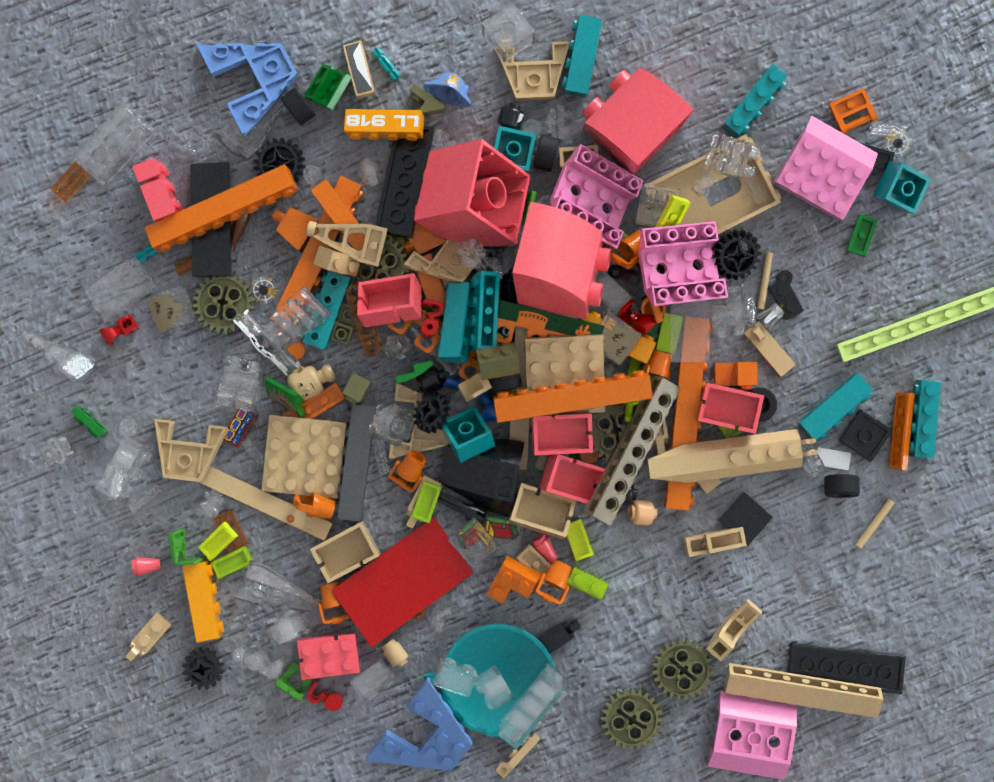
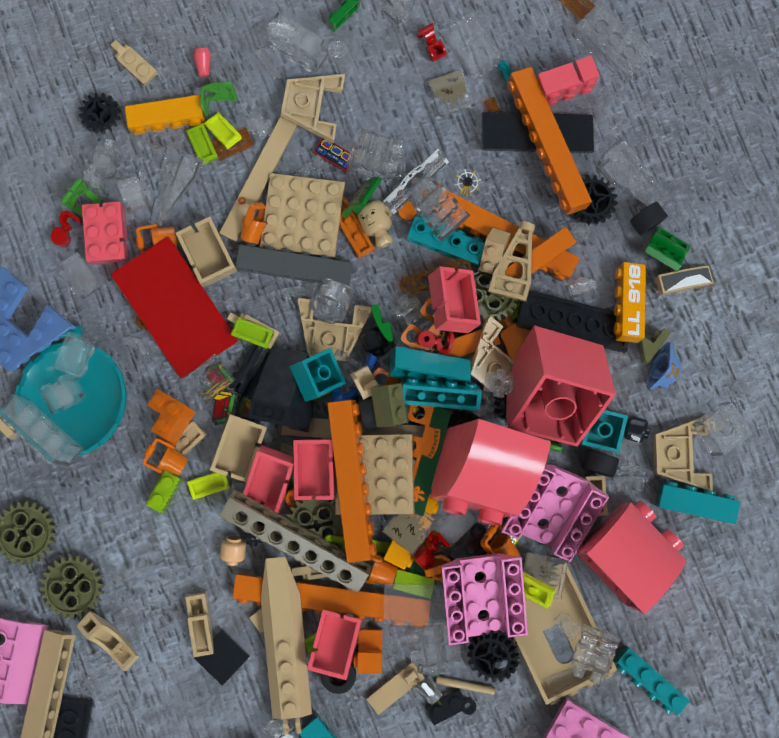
camera: 90 degrees right, 5 degrees down
(206, 301) = (458, 126): olive gear -> none
(238, 228) = (528, 158): reddish brown piece -> none
(270, 67) = (686, 193): medium blue wing -> none
(293, 226) = (529, 210): orange torso -> none
(344, 325) = (429, 258): olive slope -> none
(357, 388) = (367, 268): olive brick -> none
(386, 65) = (689, 307): teal axle -> none
(395, 653) = (103, 298): tan brick -> none
(409, 469) = (284, 317): orange piece -> none
(431, 412) = (341, 340): black gear -> none
(544, 546) = (202, 450): coral cone -> none
(559, 635) = (112, 461): black hinge -> none

